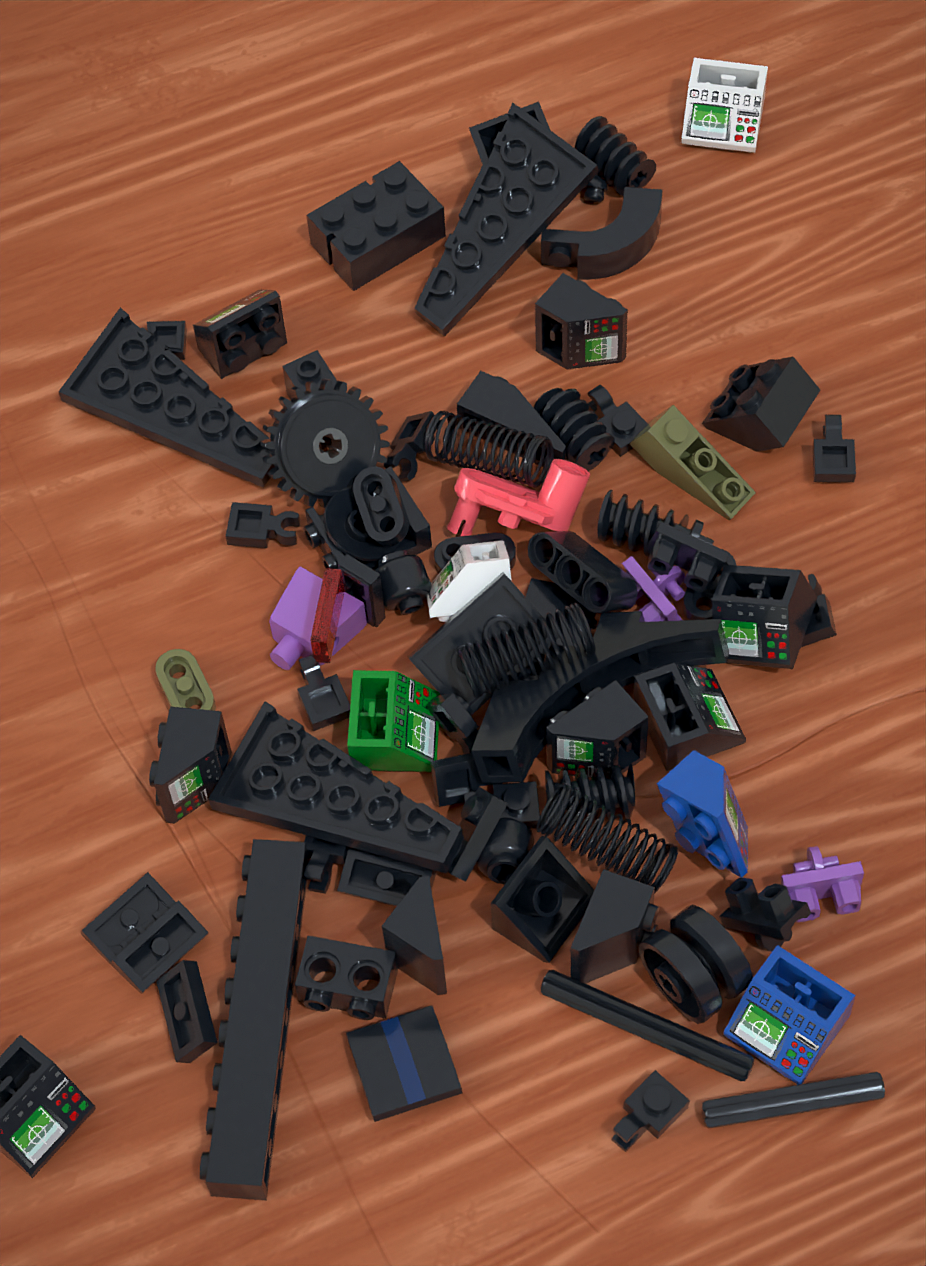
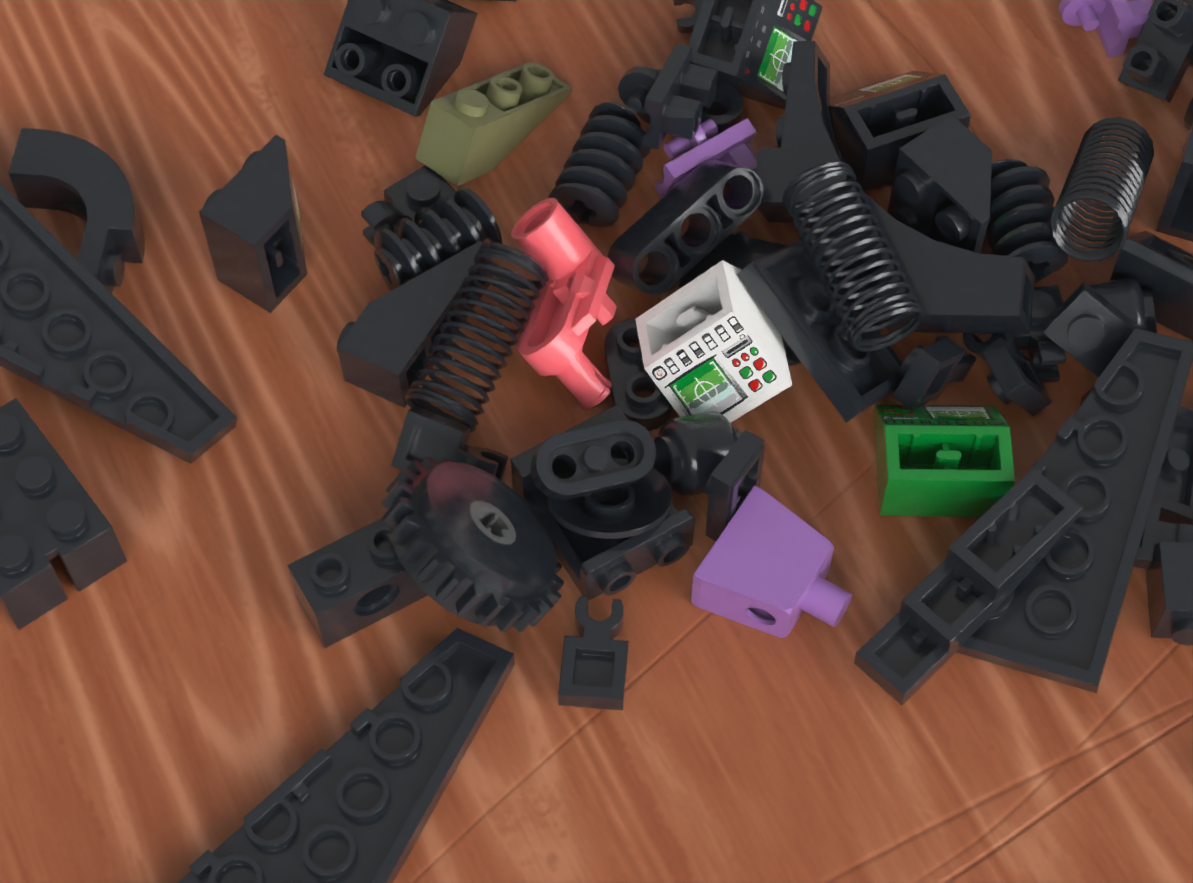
camera: 95 degrees left, 0 degrees up
(170, 336) = (197, 830): black tile -> none
(188, 689) = (891, 747): olive plate -> none
(190, 760) = (1053, 705): black slope -> none
(242, 332) = (218, 696): black slope -> none
(281, 722) = (967, 585): none -> black slope
(321, 697) = (896, 549): black plate -> none
(327, 615) = (801, 512): clear red tile -> none
(706, 812) = (1056, 76): blue slope -> none

